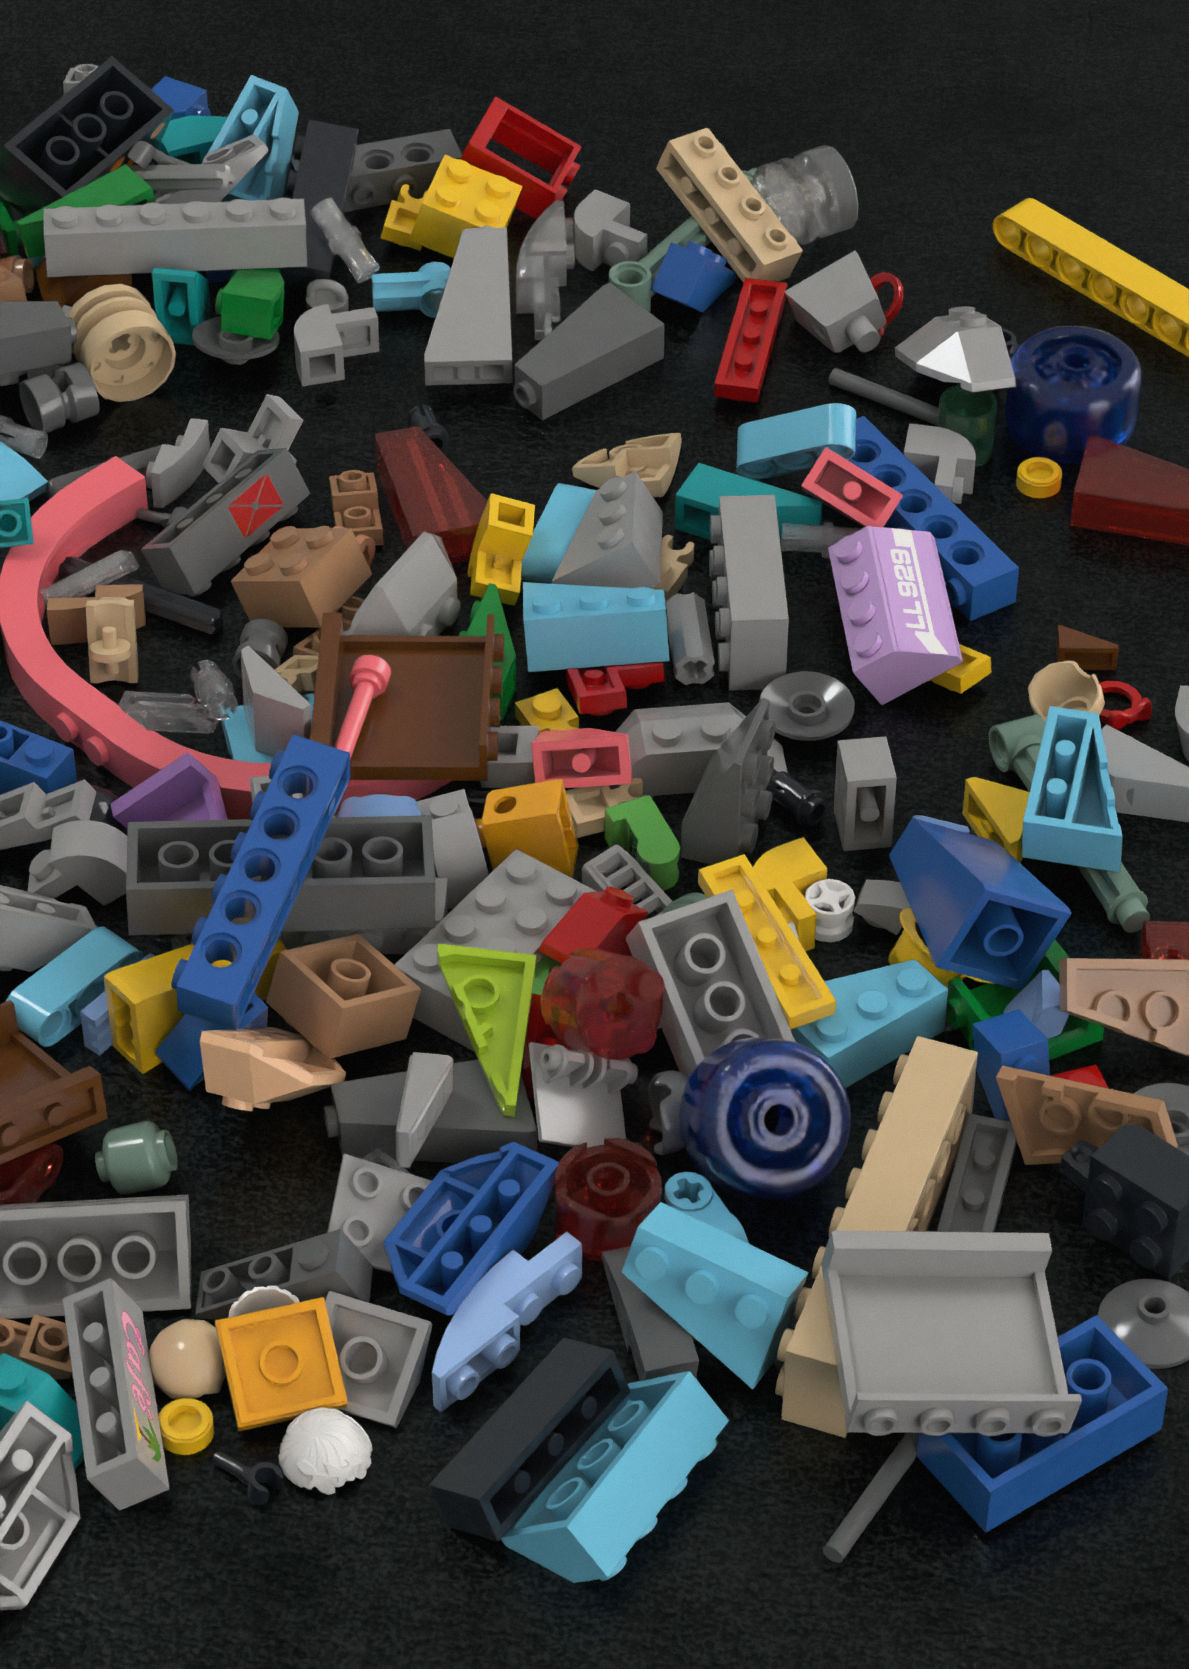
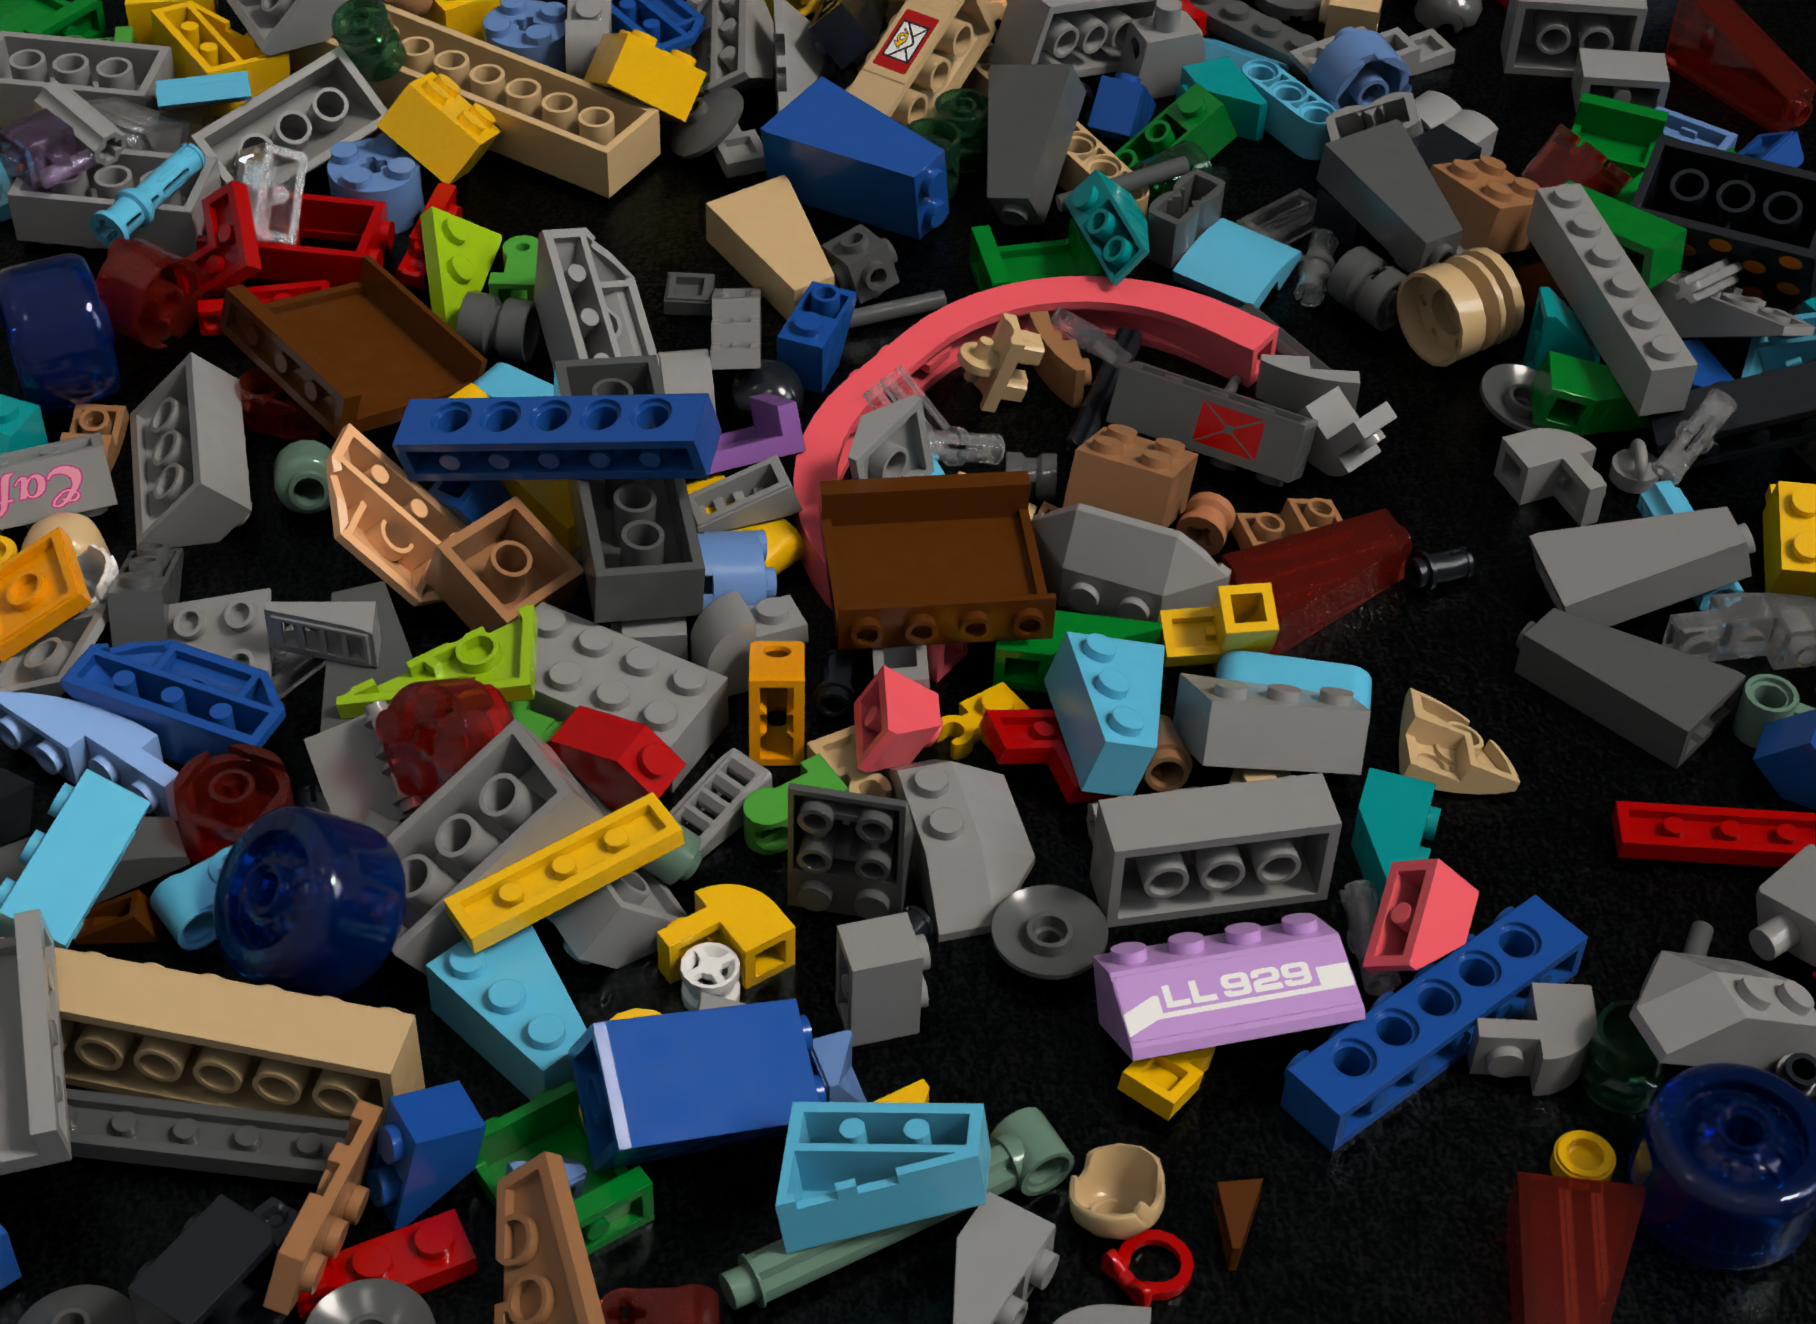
camera: 80 degrees right, 0 degrees up
(143, 153) = (1736, 253): dark grey hand -> none
(368, 680) = (946, 527): coral piece -> none
(794, 440) = (1506, 871): medium azure beam -> none

